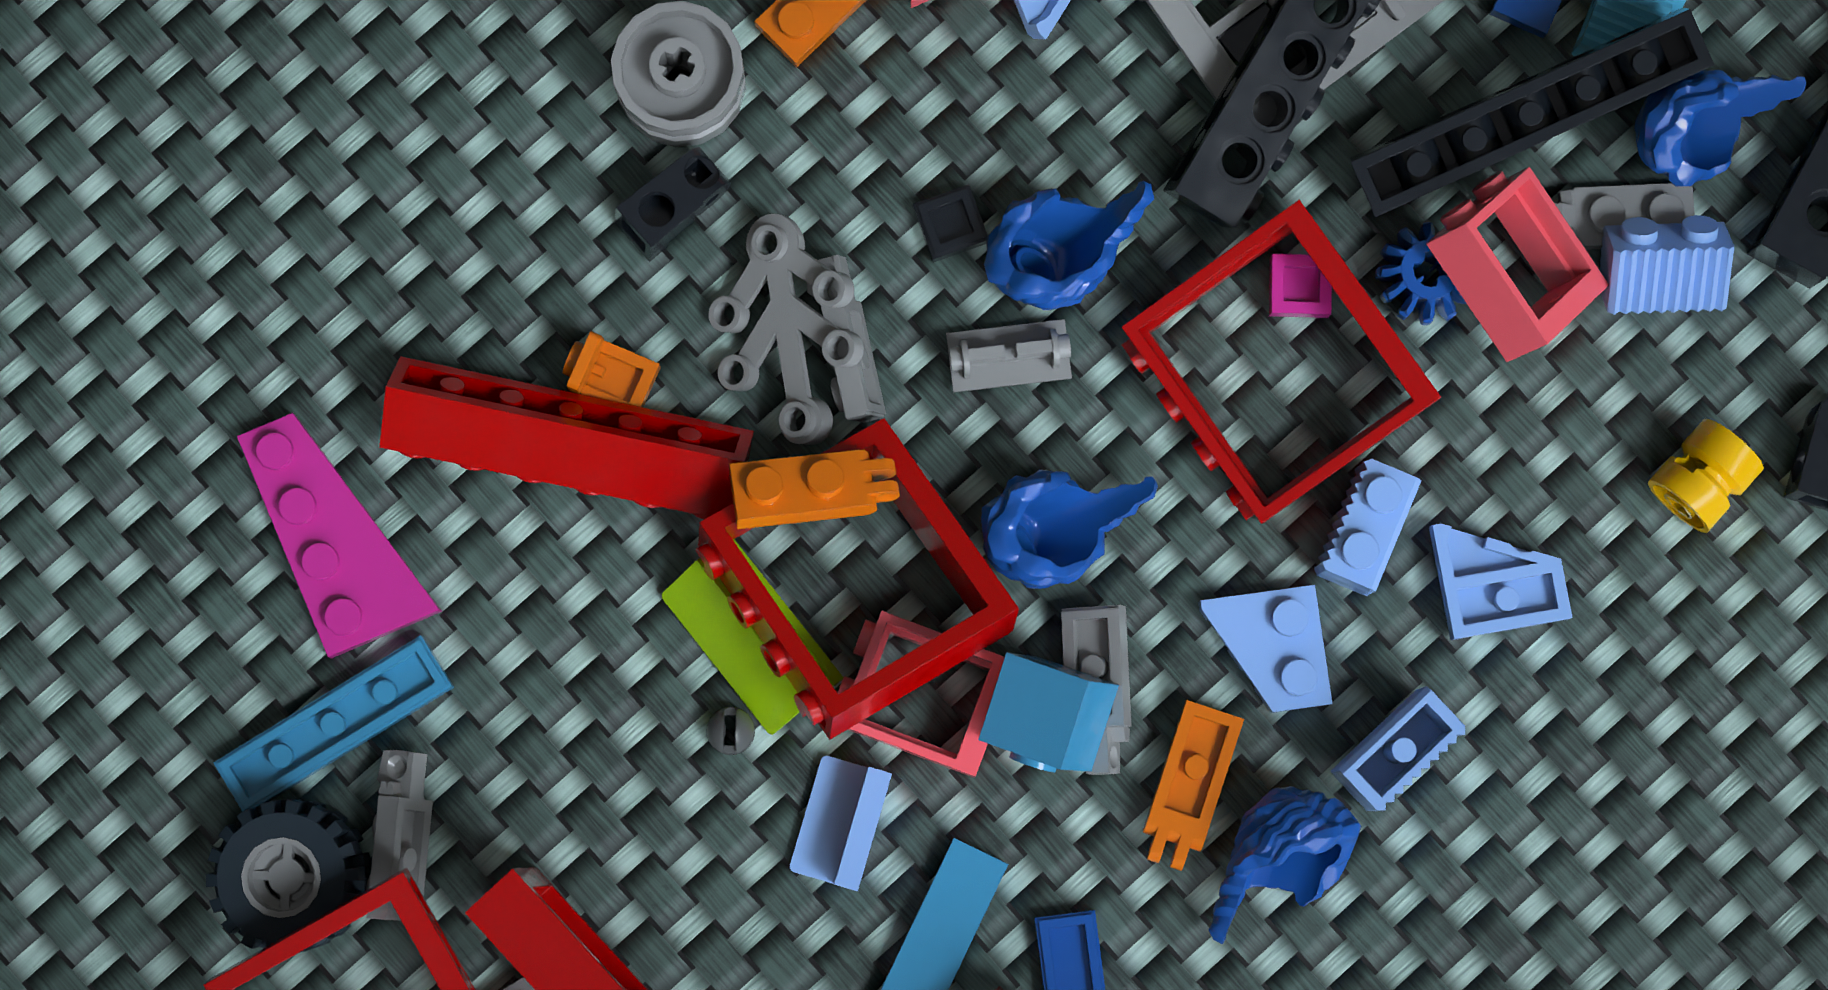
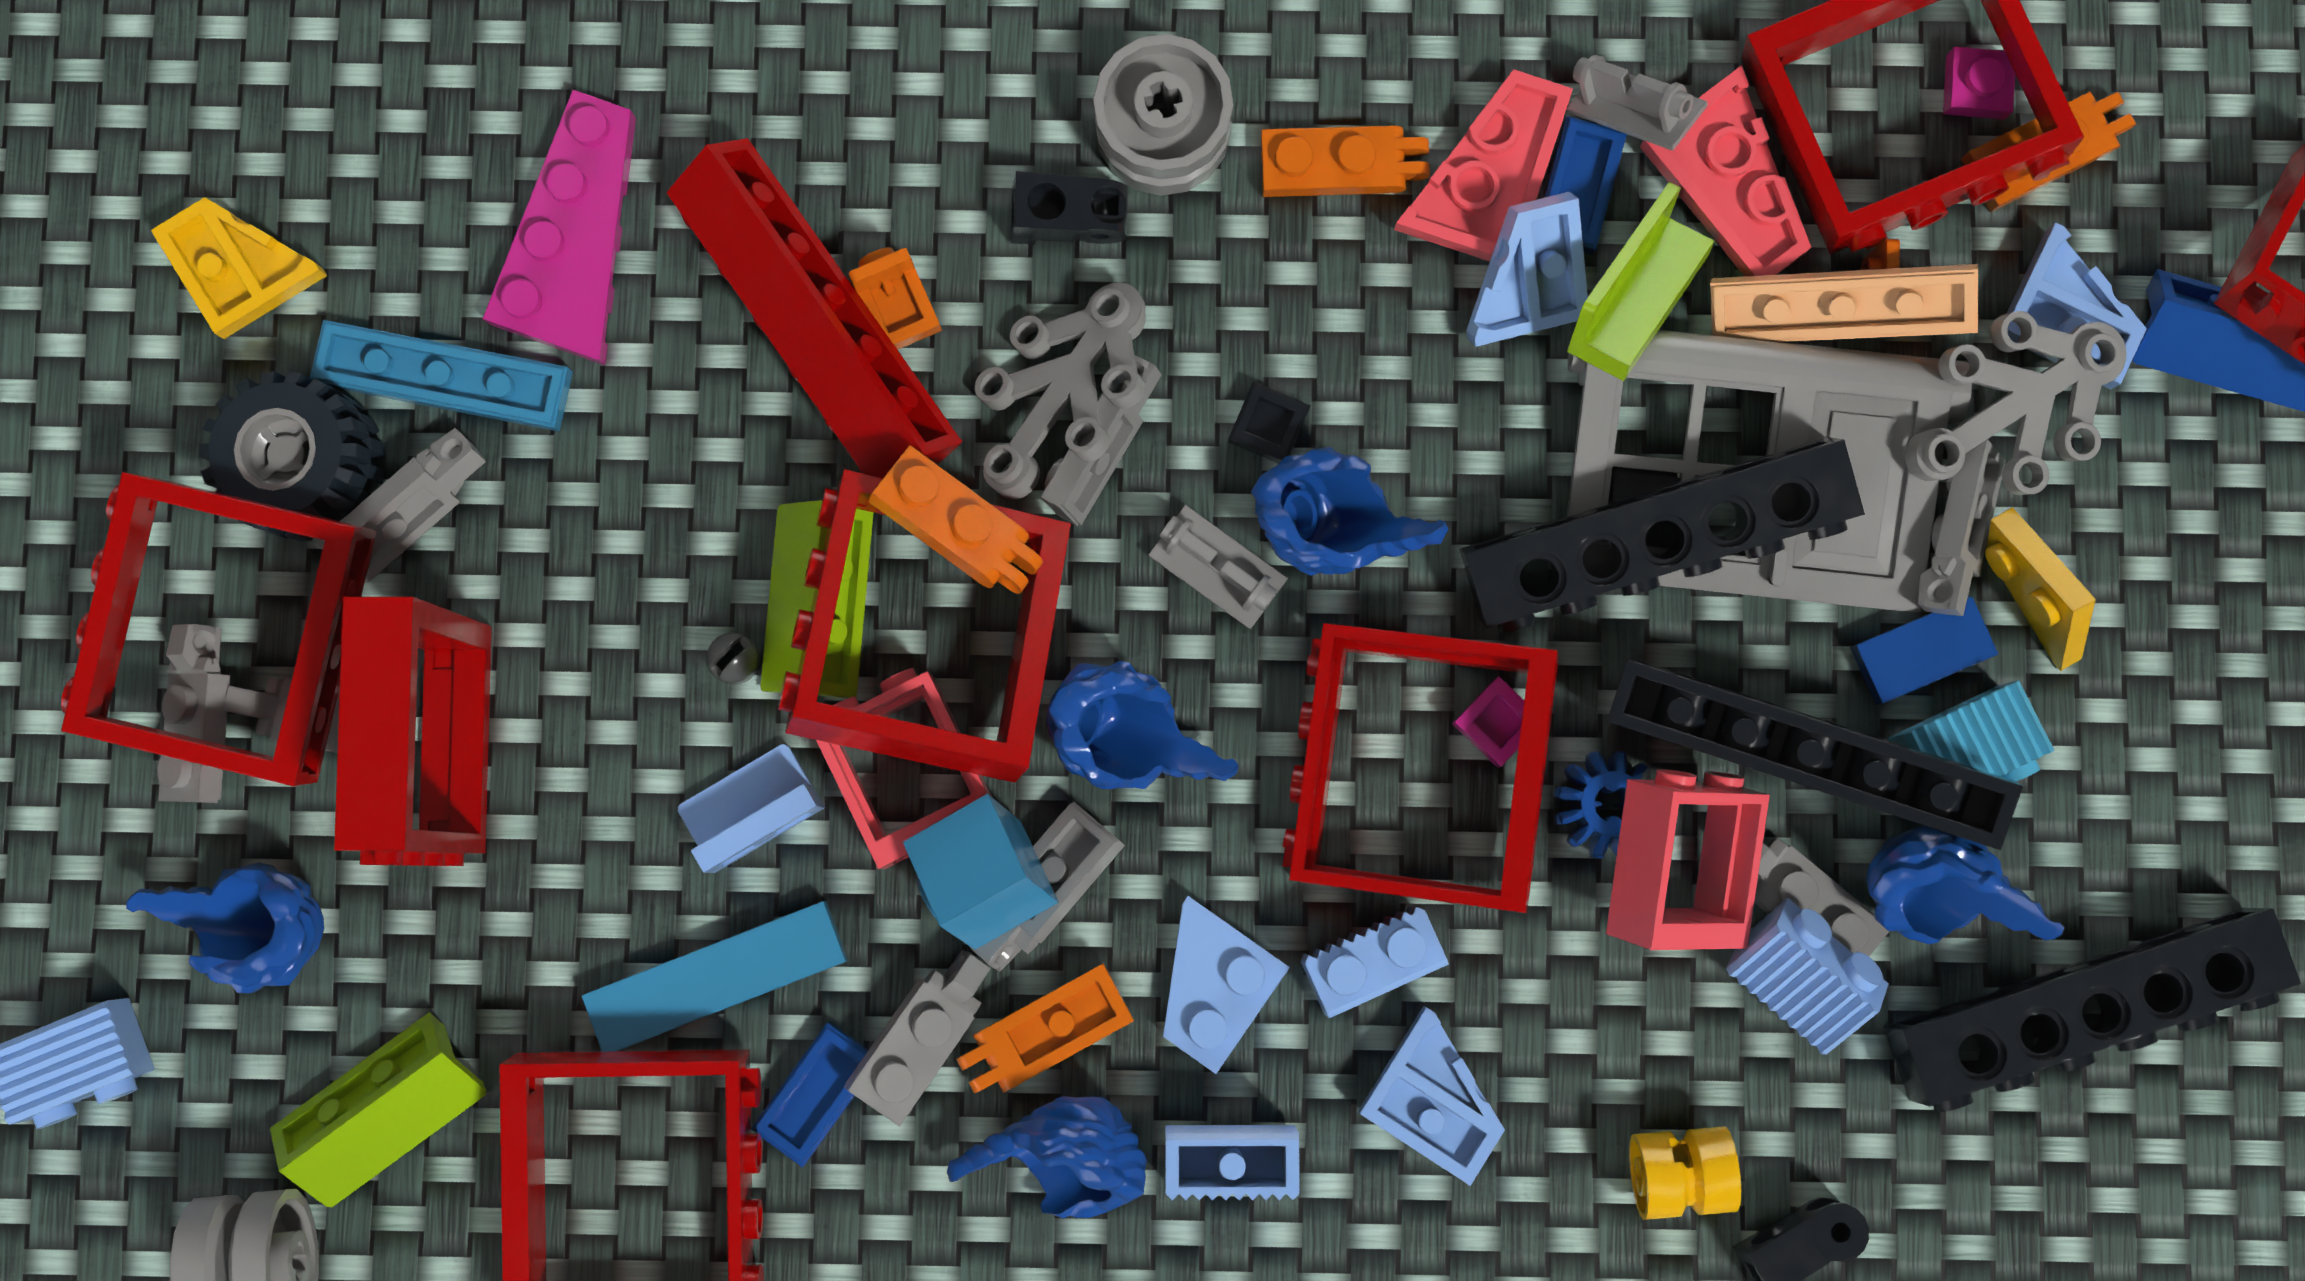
camera: 50 degrees right, 0 degrees up
(110, 784) = (232, 265): none -> yellow wing
(1108, 868) = (918, 1038): none -> light grey hinge

